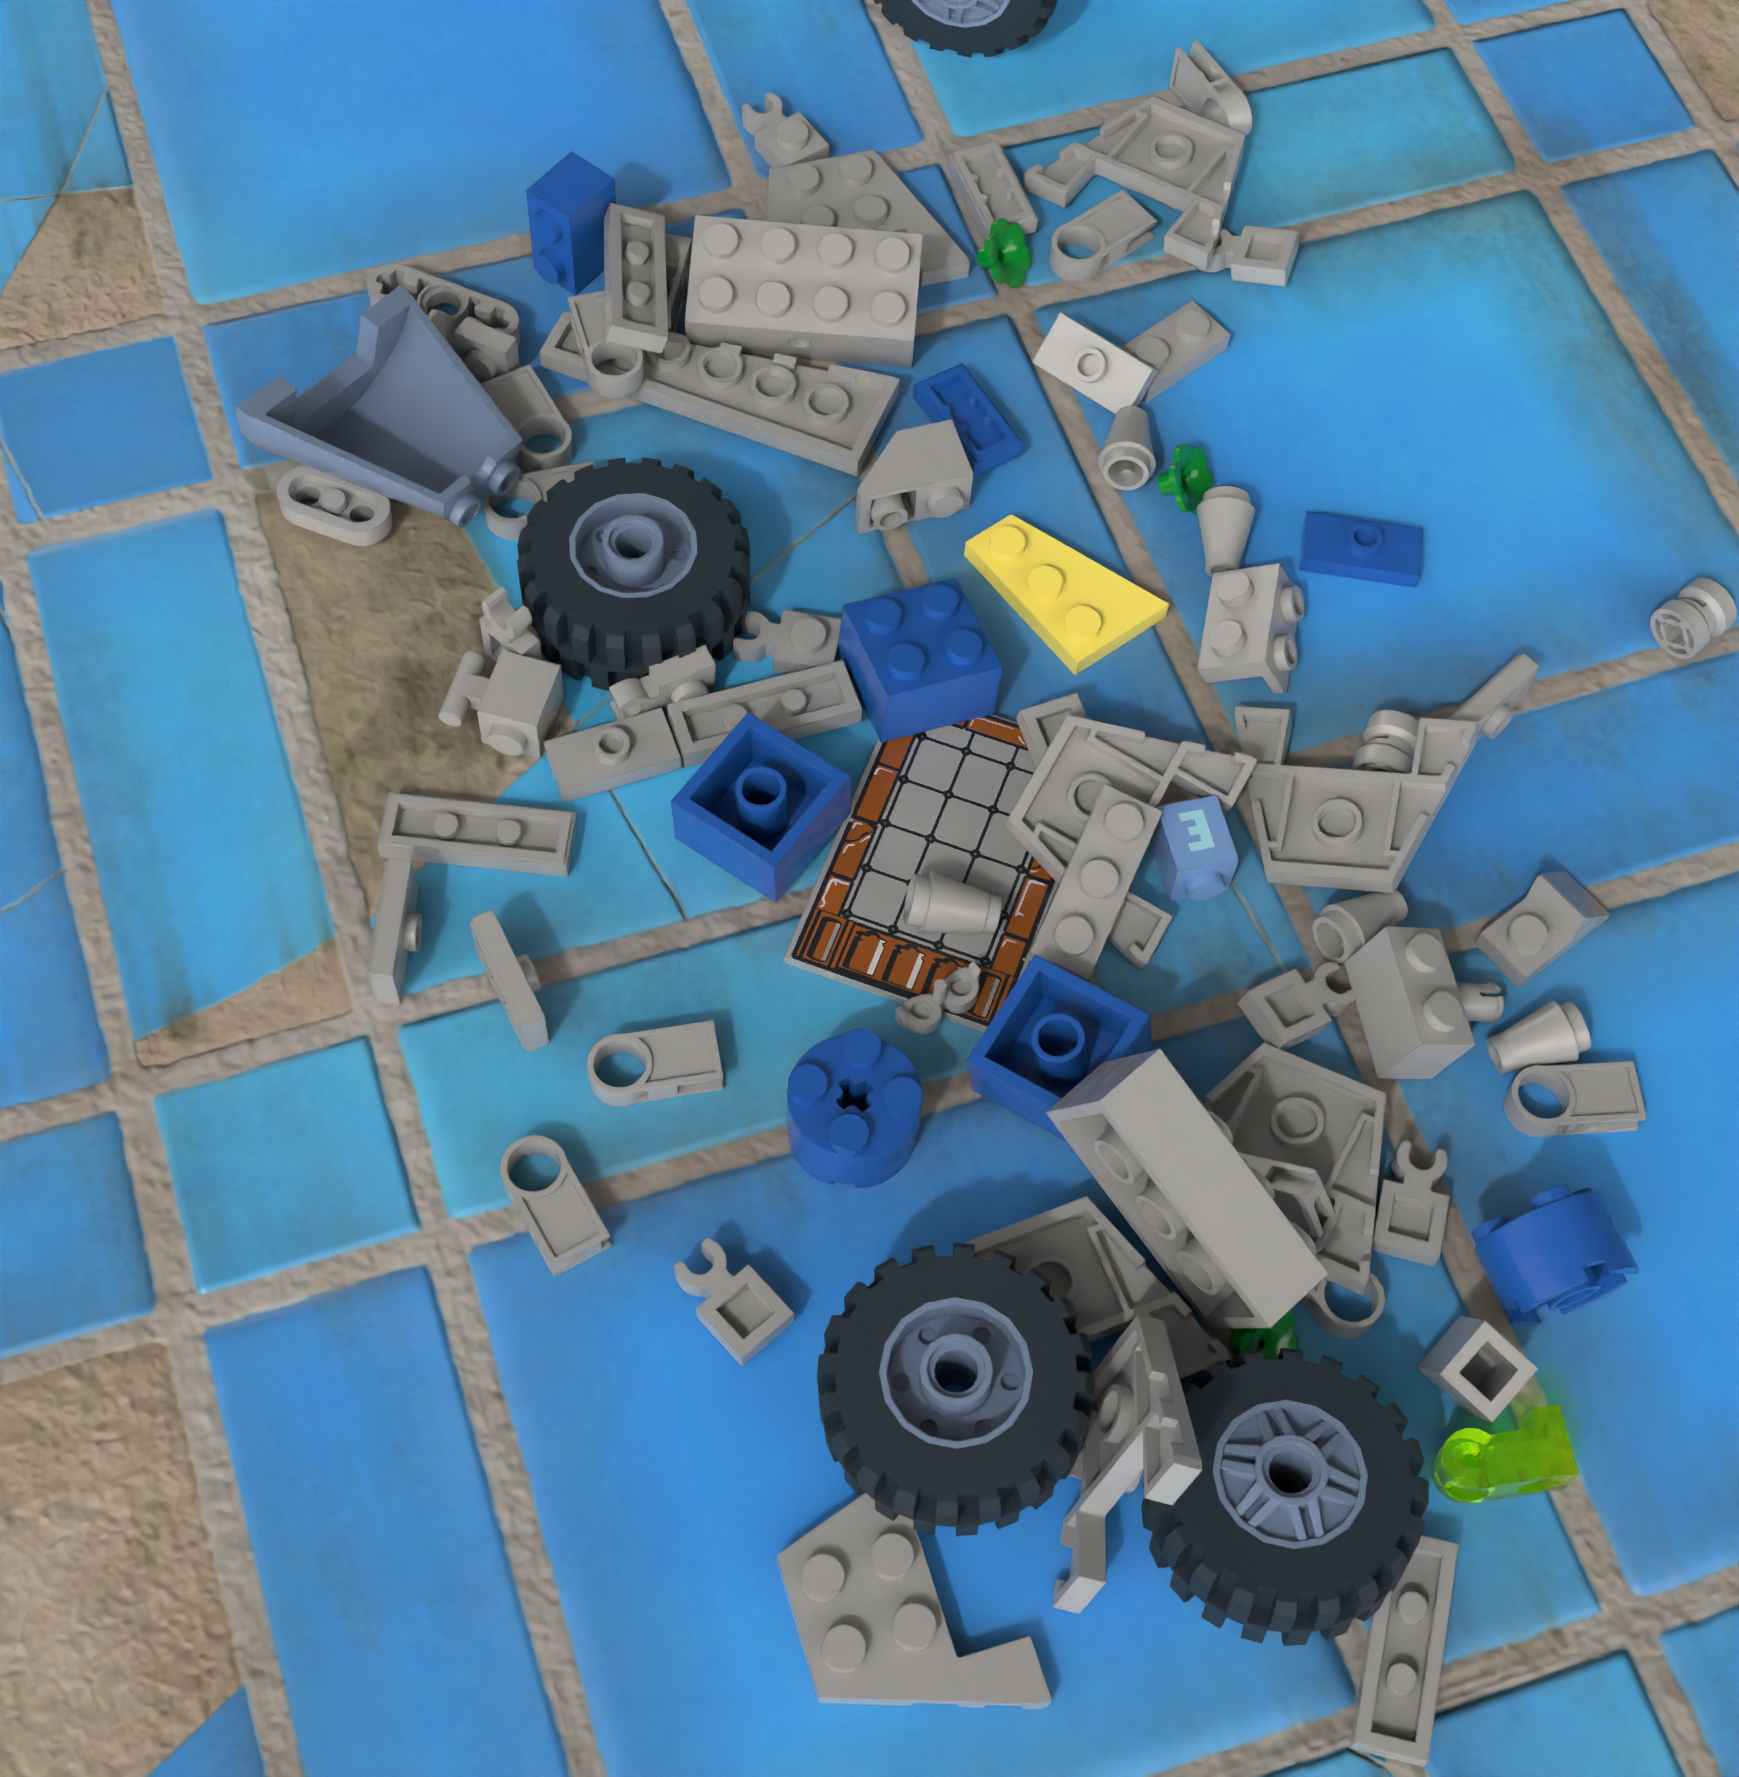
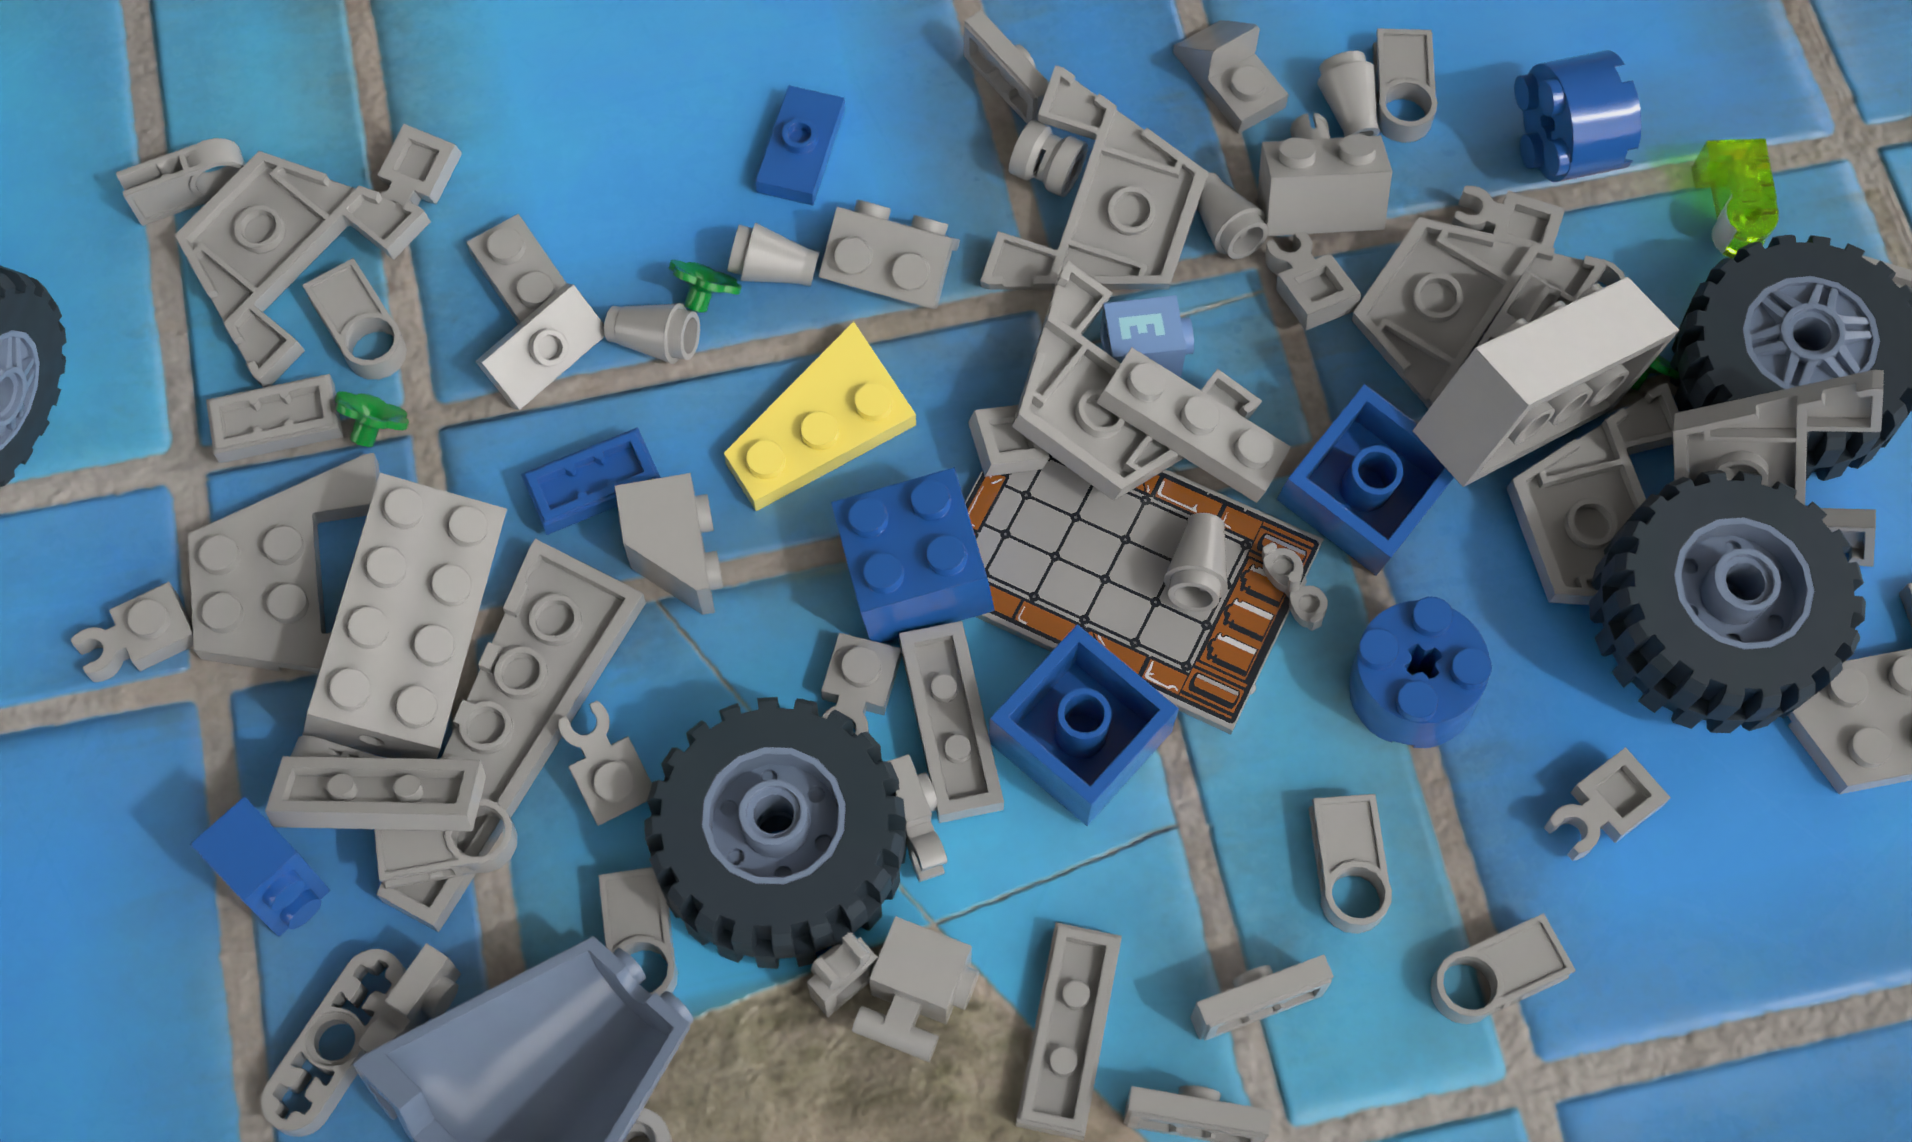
camera: 80 degrees left, 5 degrees up
(532, 414) = (505, 946): light grey piece -> none
(612, 755) = (983, 883): light grey plate -> none
(700, 449) = (610, 774): none -> light grey plate
(1477, 1368) = (1674, 196): light grey brick -> none

